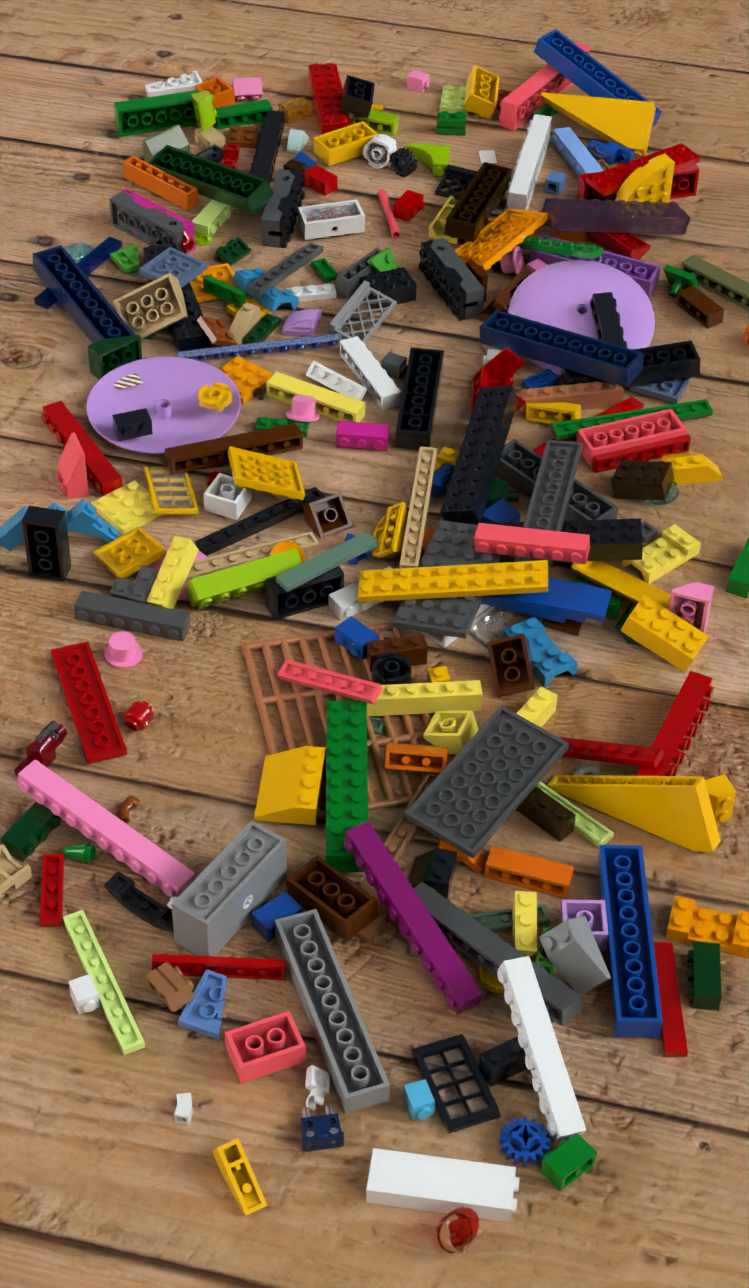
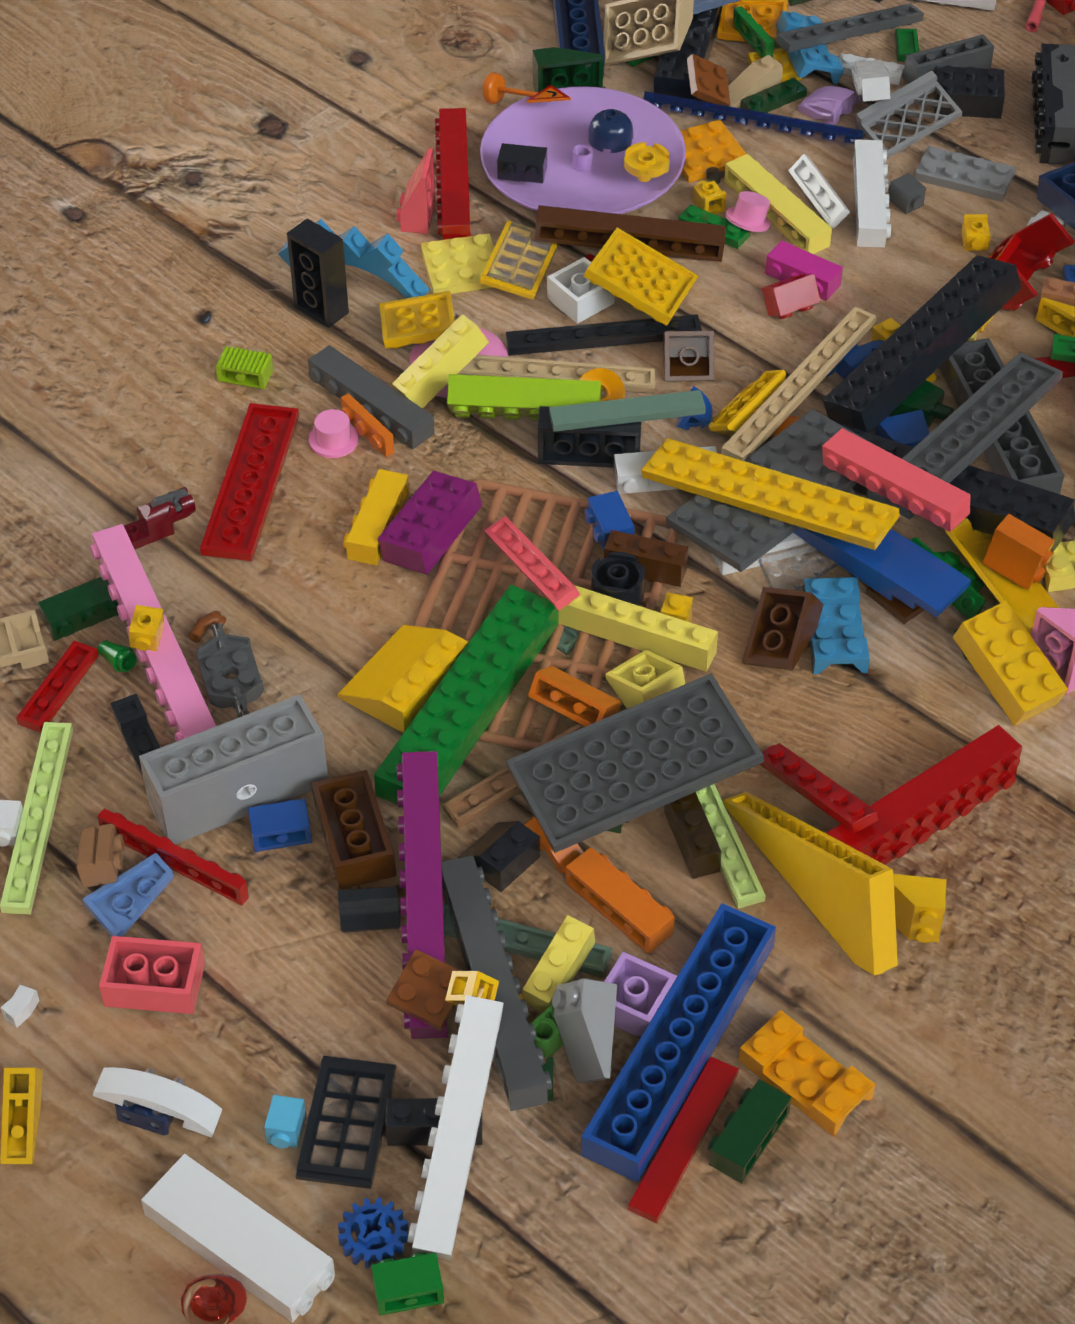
camera: 30 degrees right, 5 degrees up
(28, 627) = (244, 367): none -> lime brick
(104, 821) = (146, 628): none -> yellow brick
(115, 373) = (495, 88): none -> orange piece
(128, 381) = (567, 109): sticker -> none
(135, 590) = (389, 366): flat silver brick -> none
(138, 715) = (293, 519): red head -> none
(145, 635) = (368, 425): none -> orange plate
(161, 821) = (227, 656): none -> dark grey plate
(177, 384) = (611, 131): none -> dark blue cylinder
(195, 693) = (377, 510): none -> yellow brick
(237, 682) = (430, 522): none -> magenta brick
(267, 408) = (706, 192): none -> yellow brick
(318, 1083) = (184, 1047): white plate -> none
(326, 298) = (871, 80): none -> white brick
(326, 1118) = (160, 1095): none -> white slope
(332, 1012) = (257, 967): light grey brick -> none
(368, 454) = (791, 295): none -> brick
(375, 945) = (369, 909): none -> black panel
(383, 261) = (980, 54): bright green wing -> none
(401, 341) = (965, 173): none -> light grey plate
(419, 398) = (906, 246): black brick -> none
(453, 377) = (975, 232): none -> yellow brick
(458, 975) = (423, 990): none -> dark orange plate
(490, 959) = (472, 984): none -> yellow brick
(539, 707) = (771, 701): light yellow brick -> none
(584, 770) = (785, 800): light grey arm -> none
(625, 564) = (1019, 552): none -> orange brick

